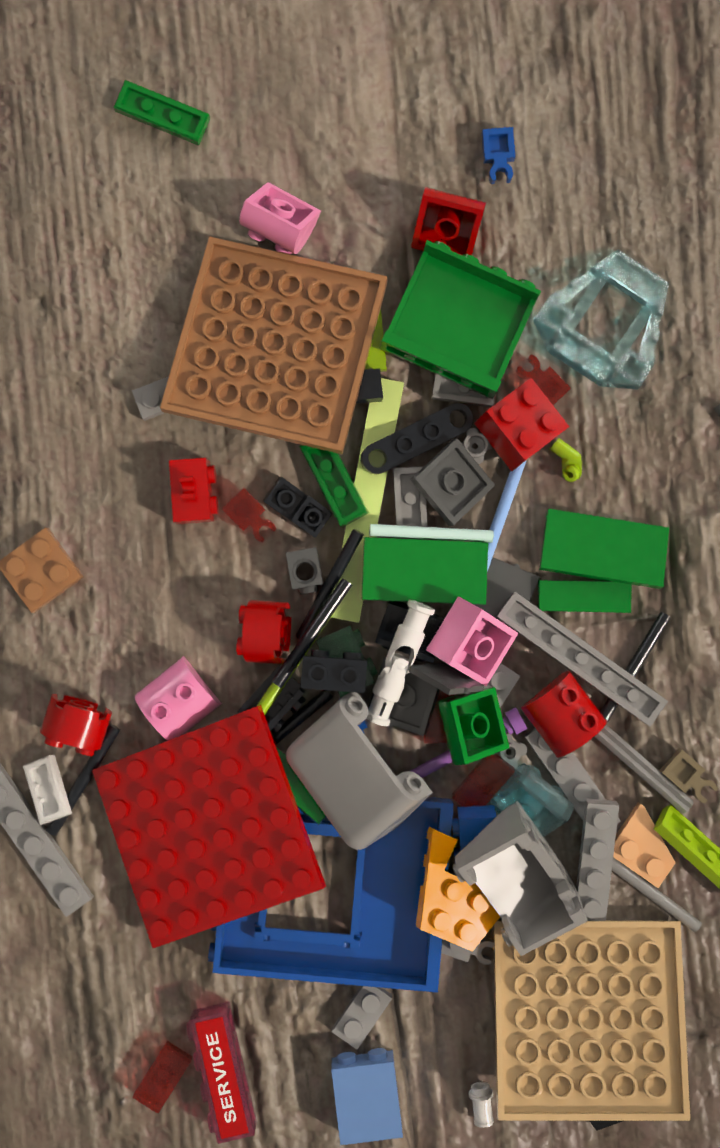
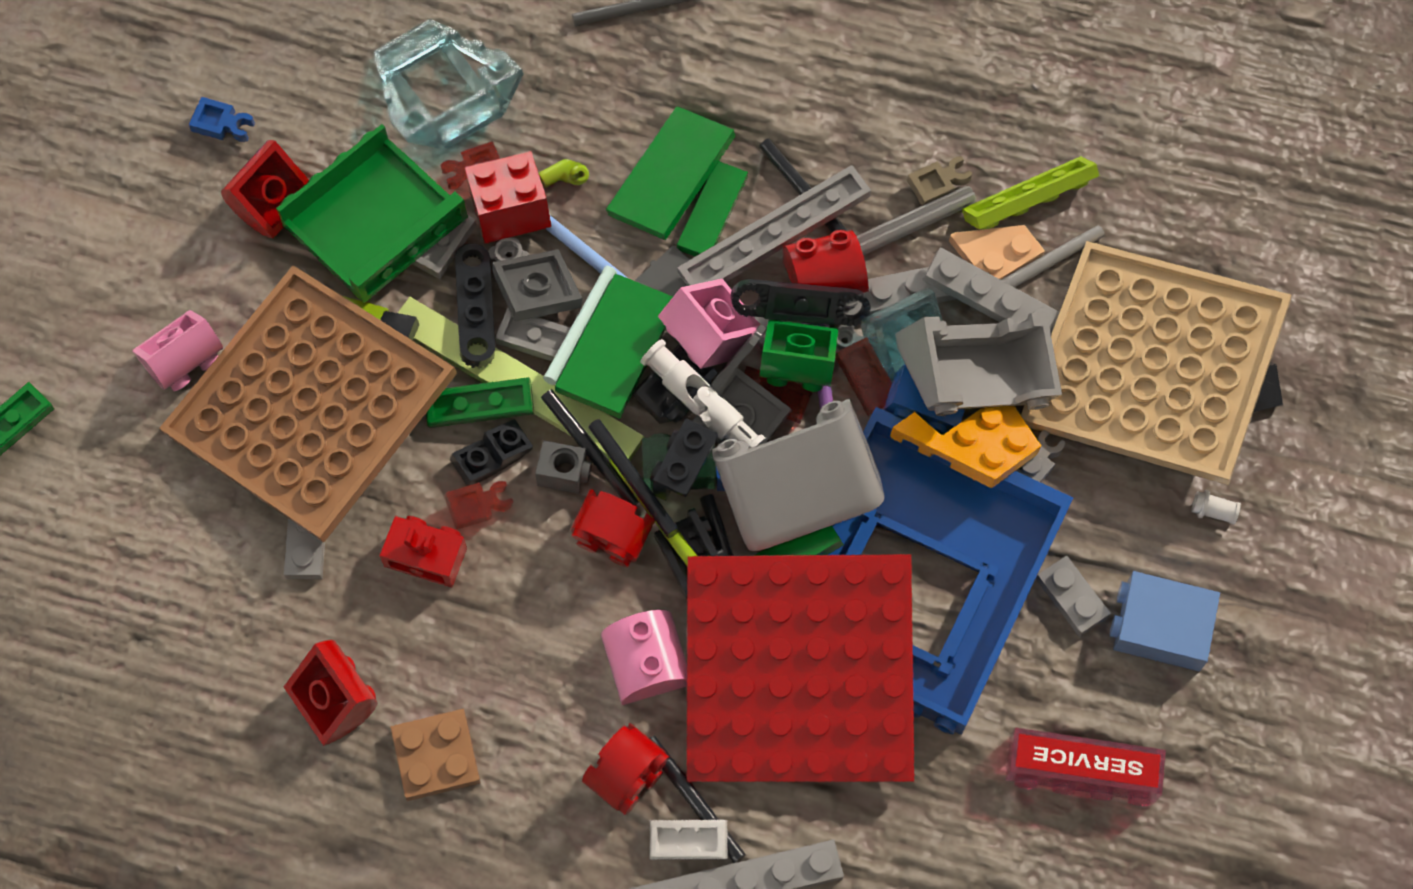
camera: 70 degrees left, 20 degrees down
(50, 473) = (330, 692): none -> red brick
(162, 1077) = (1068, 838): clear red plate -> none
(518, 708) = (800, 302): none -> black plate

